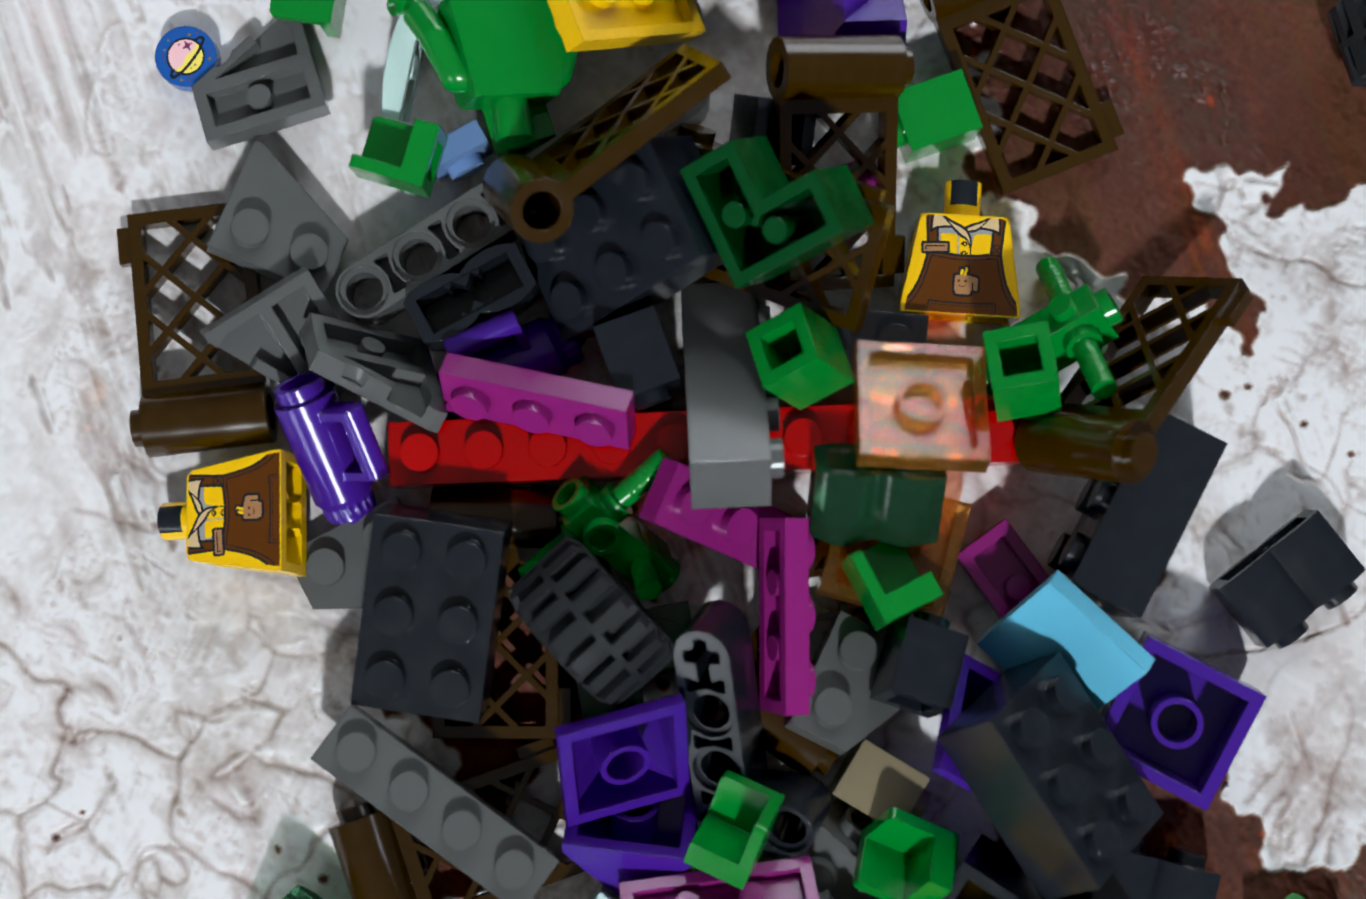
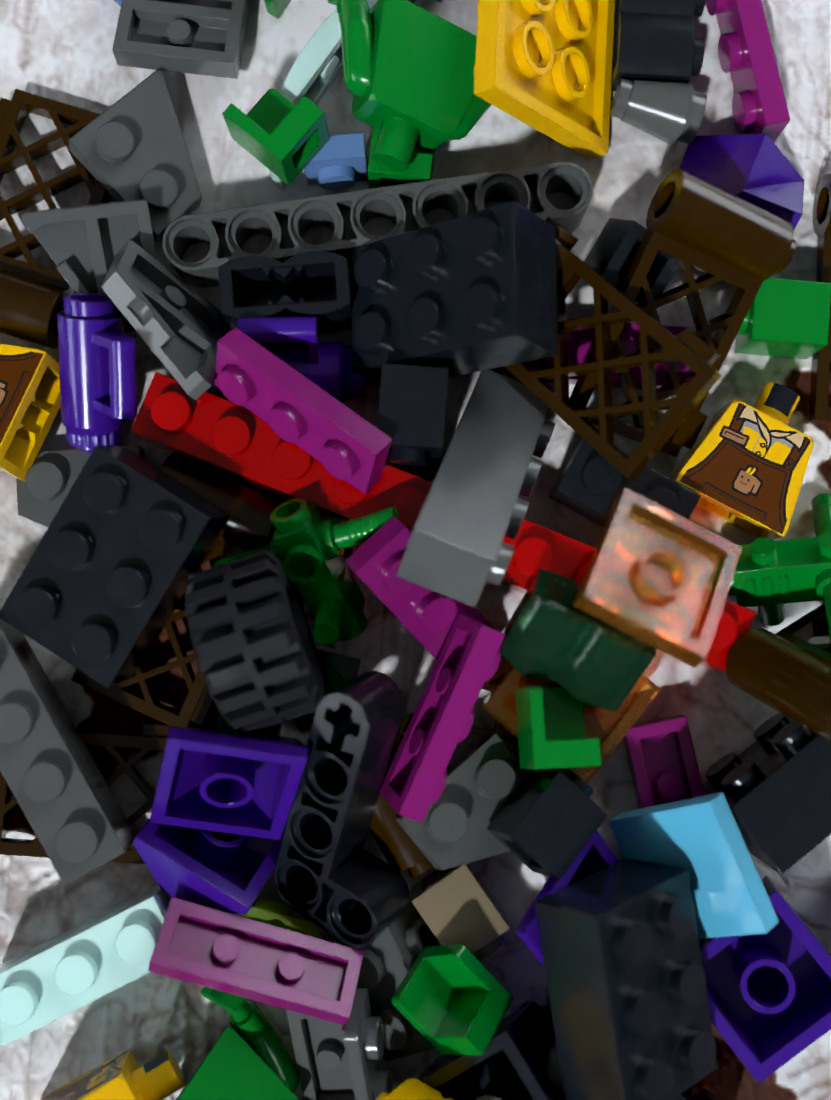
camera: 25 degrees right, 0 degrees up
(539, 191) = (384, 217): dark brown piece -> none
(734, 829) = (302, 898): green panel -> none
(765, 221) = (592, 334): dark green brick -> none
(799, 356) = (565, 477): green brick -> none
(1022, 371) = (773, 586): green brick -> none

